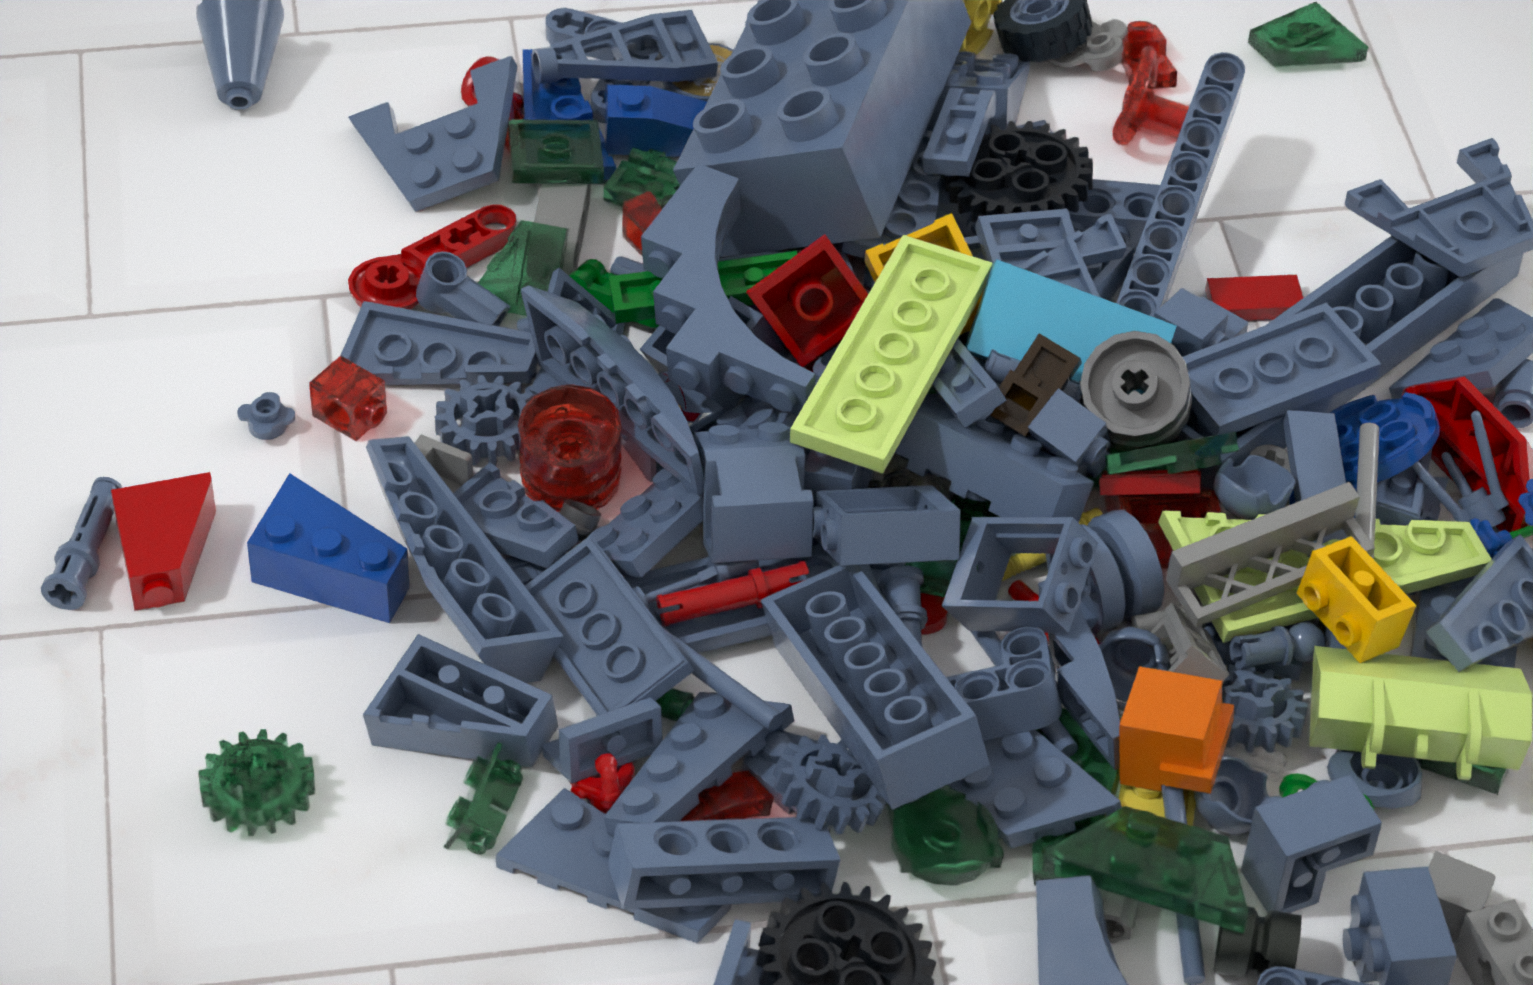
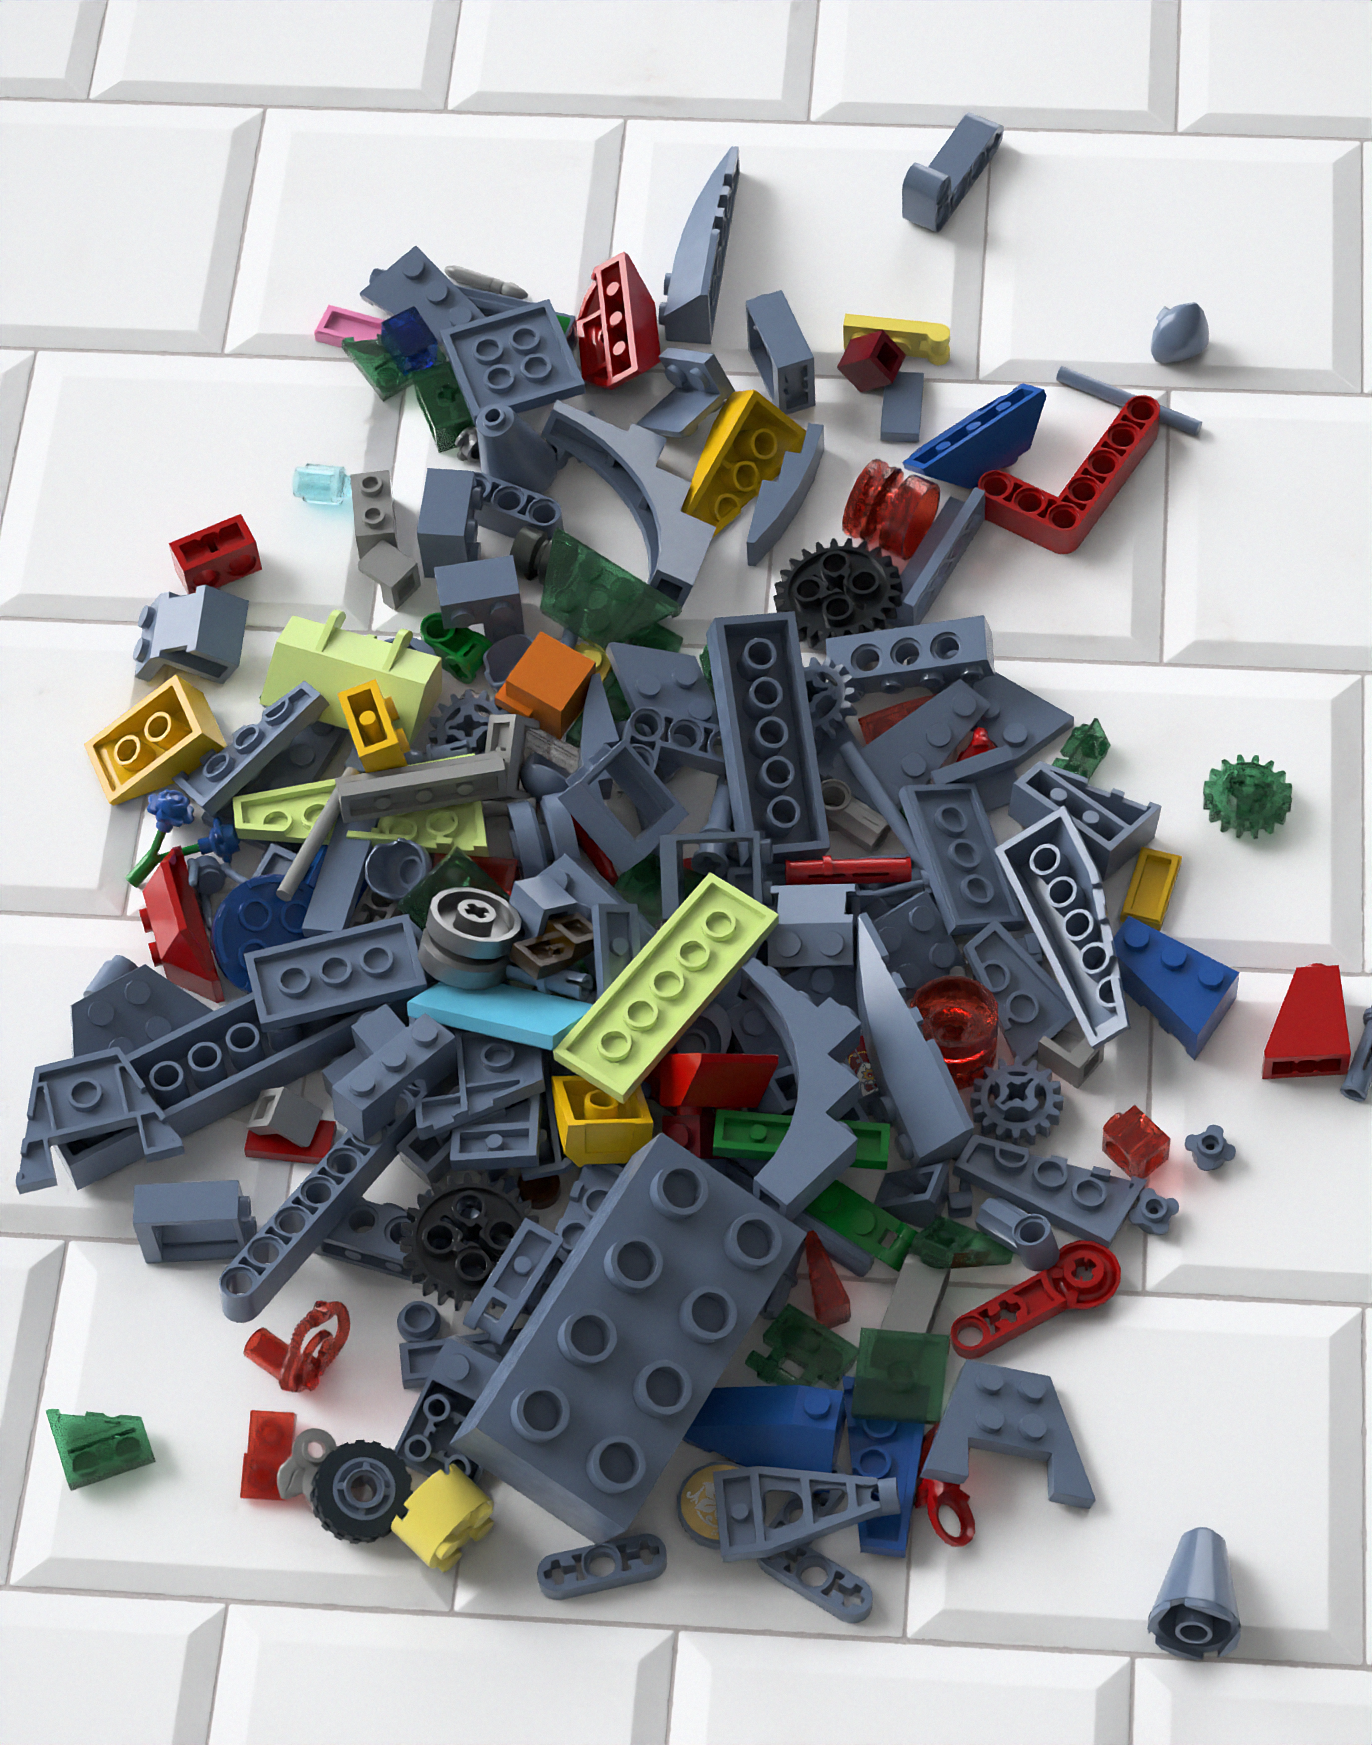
camera: 160 degrees left, 10 degrees up
(319, 350) = (1153, 1223): none -> sand blue plate
(365, 668) = (1151, 887): none -> yellow tile
(771, 681) = (853, 817): none -> light grey piece
(1164, 248) = (368, 1094): none -> sand blue arch
(1265, 289) = (285, 1114): none -> light grey panel
(1337, 149) = (192, 1221): none -> sand blue window

